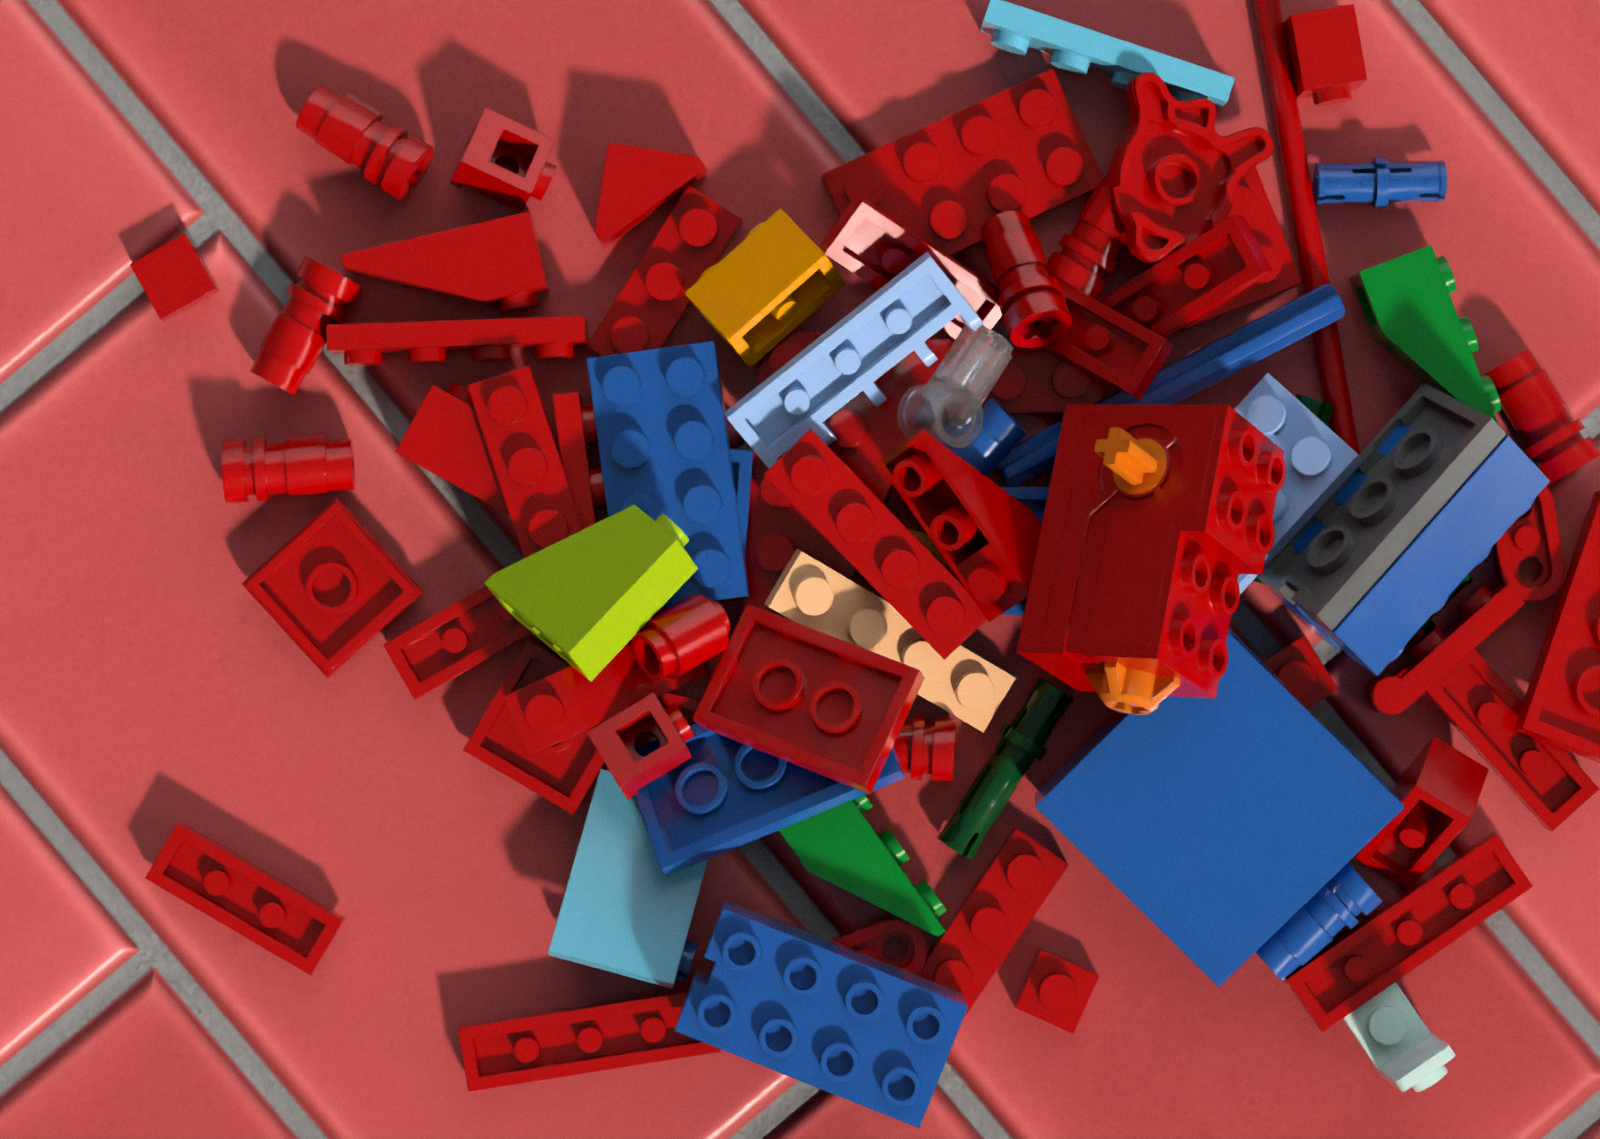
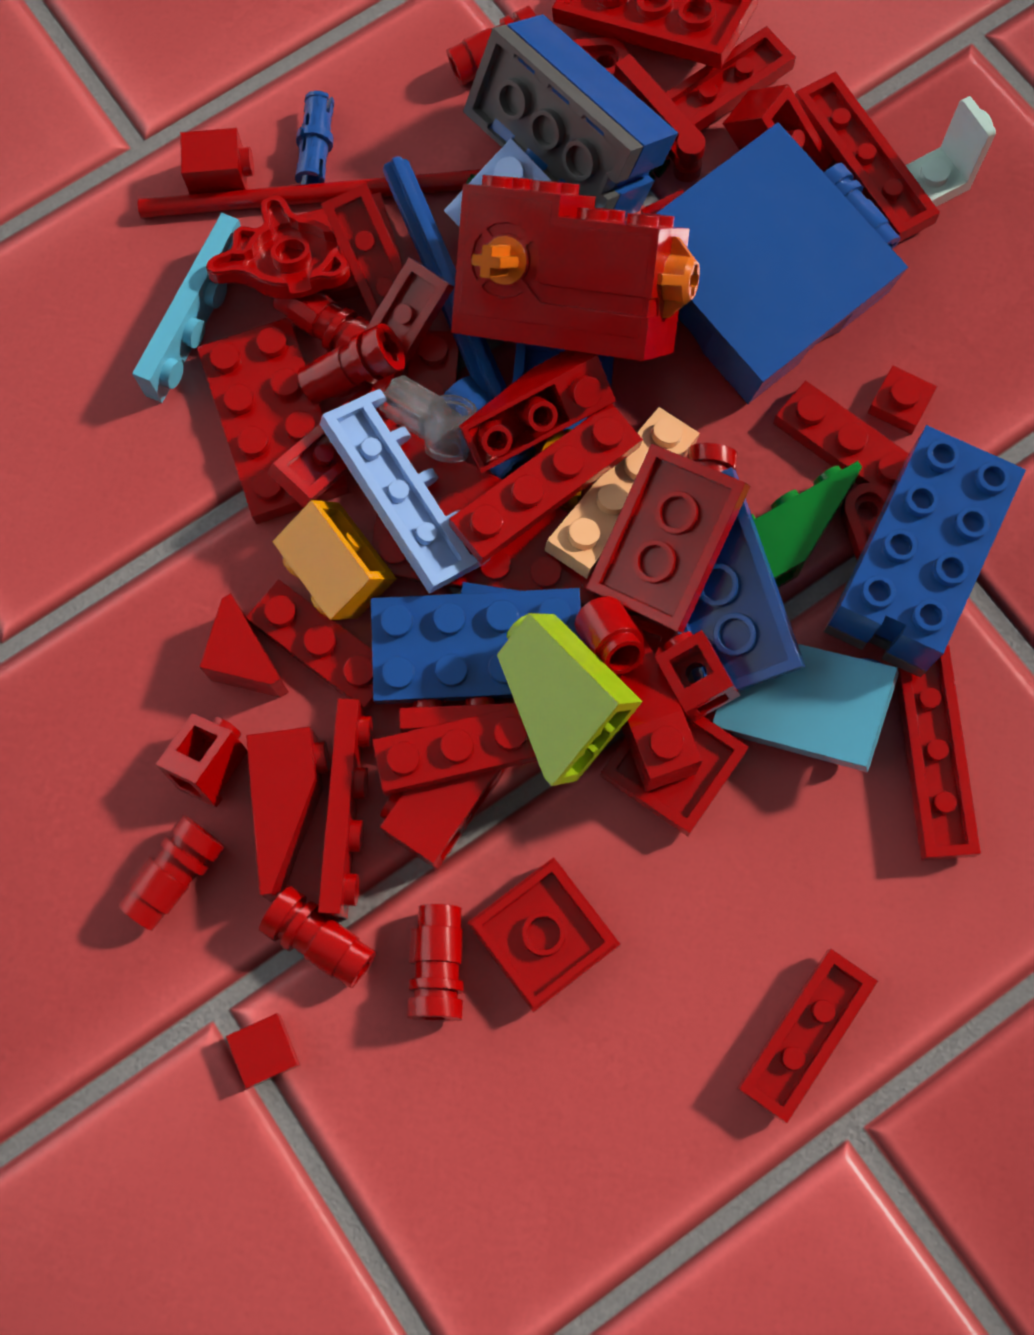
camera: 80 degrees left, 15 degrees down
(453, 642) = (594, 830): red plate -> none
(1011, 758) = (712, 408): dark green pin -> none
(1416, 322) = (418, 116): green slope -> none

